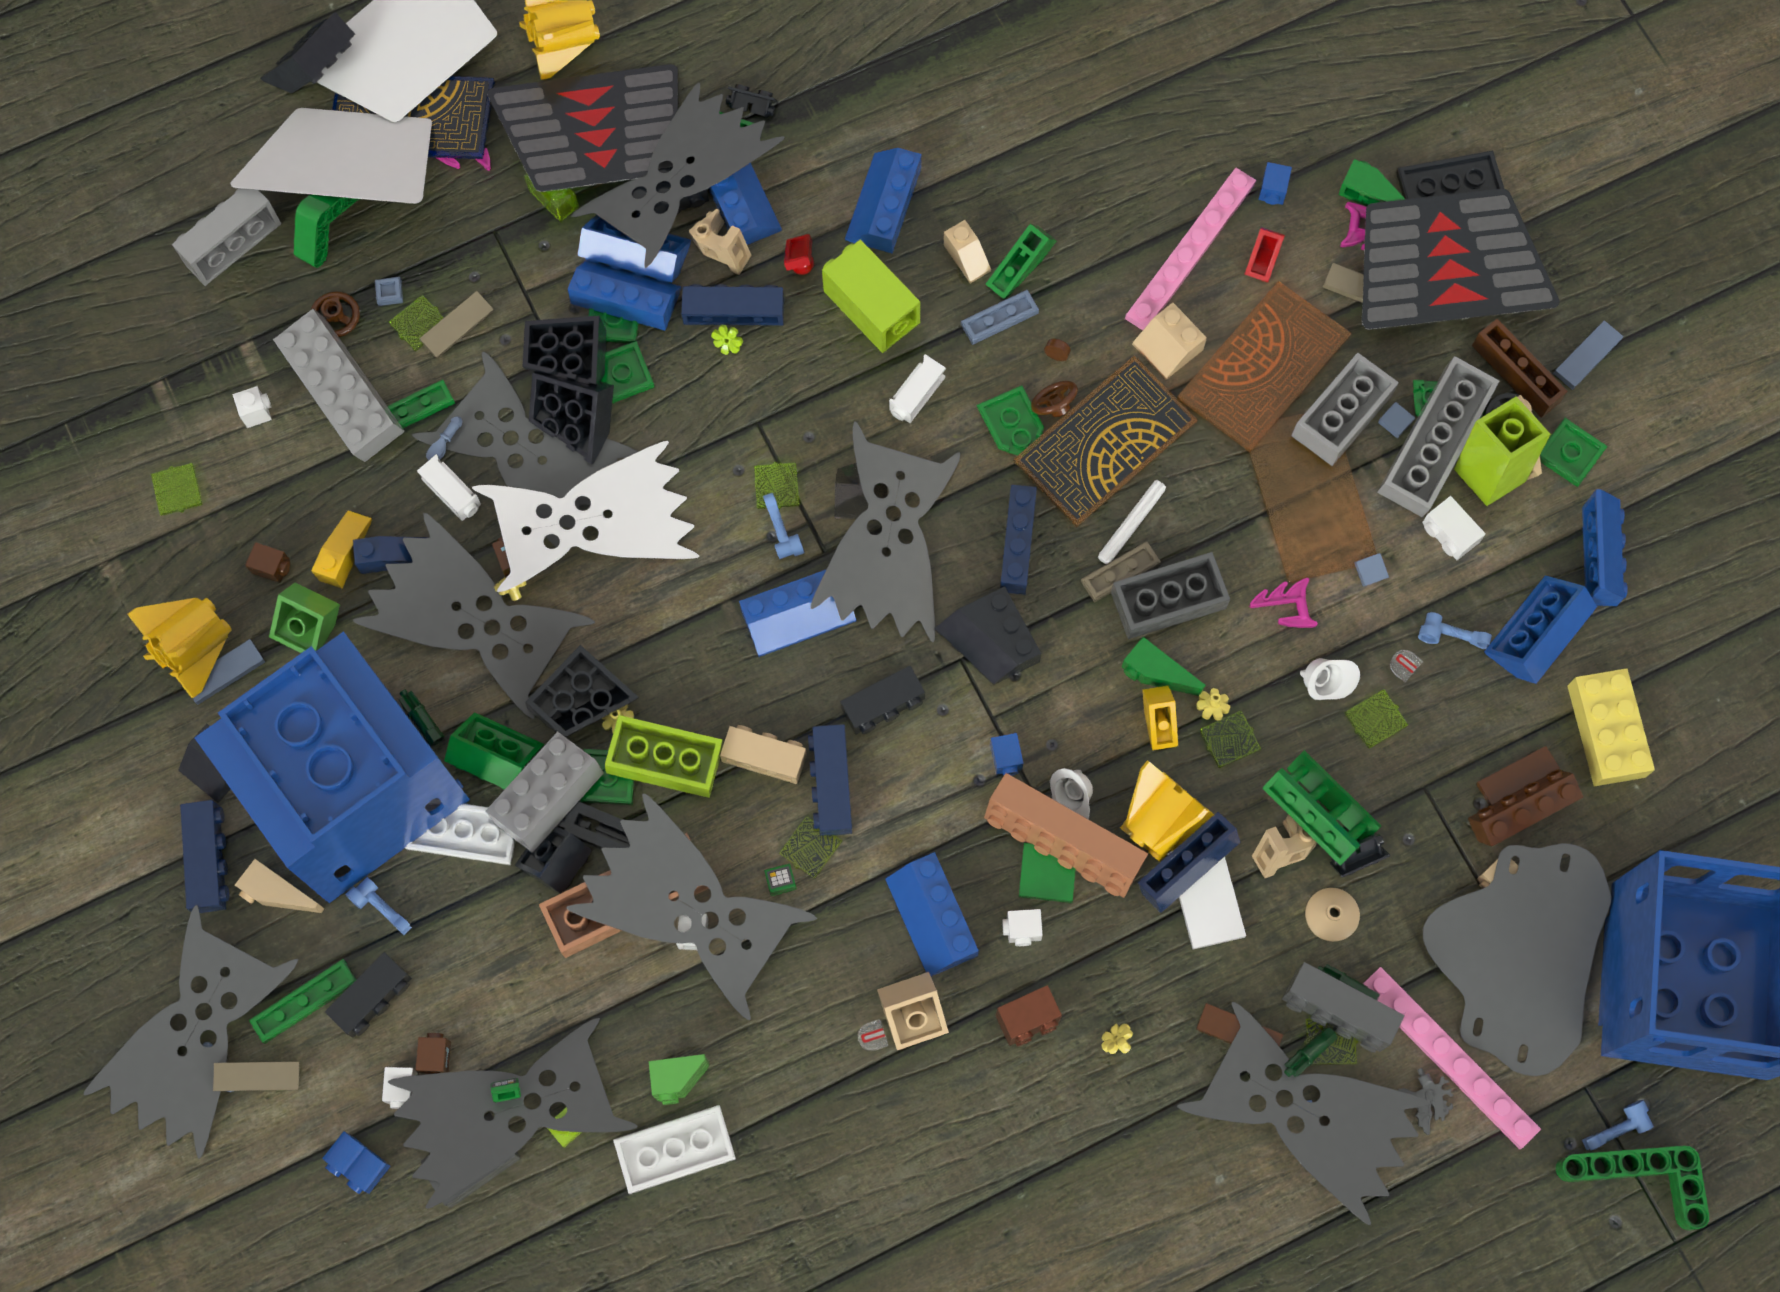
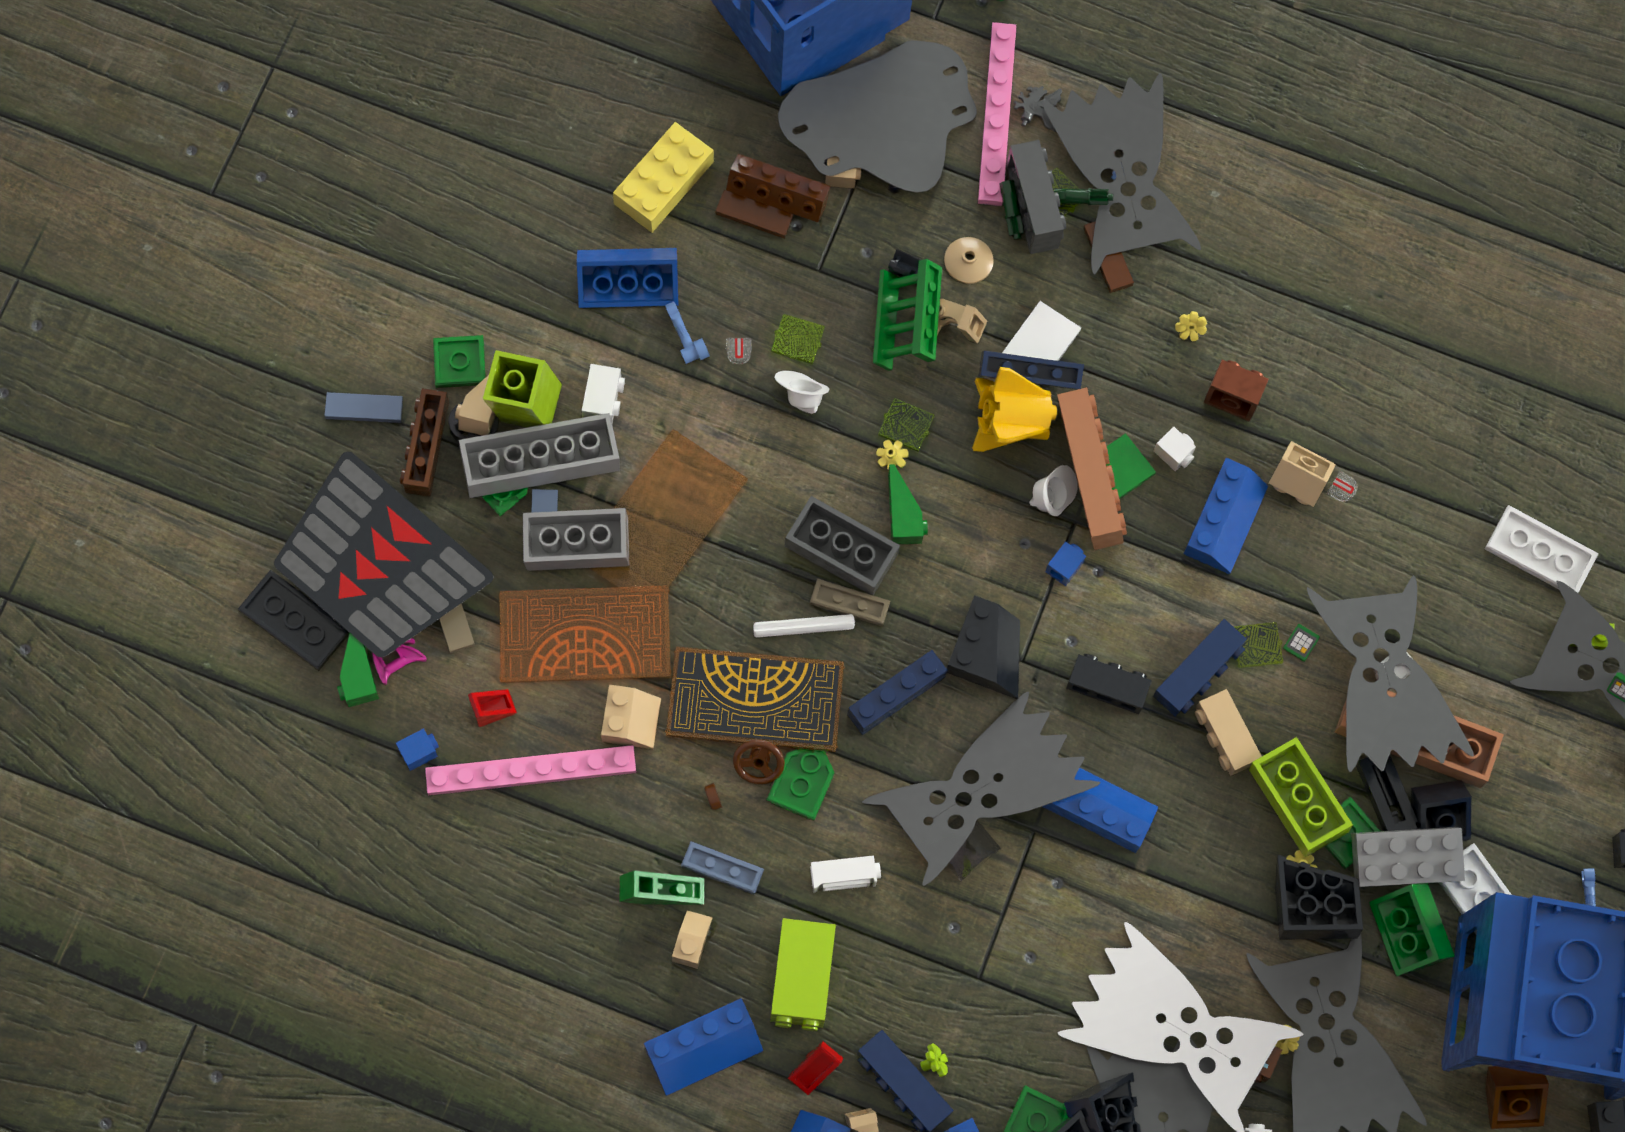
camera: 140 degrees left, 0 degrees up
(421, 717) = (1438, 1014): dark green piece -> none
(676, 1077) = (1500, 583): bright green slope -> none
(779, 480) = (1016, 915): clear neon green piece -> none
(787, 545) = (1057, 861): medium blue brick -> none
(1160, 717) = (937, 481): yellow slope -> none
(1295, 594) = (754, 466): dark pink piece -> none
(1371, 569) = (686, 427): sand blue tile -> none
(1603, 549) = (527, 277): blue slope -> none

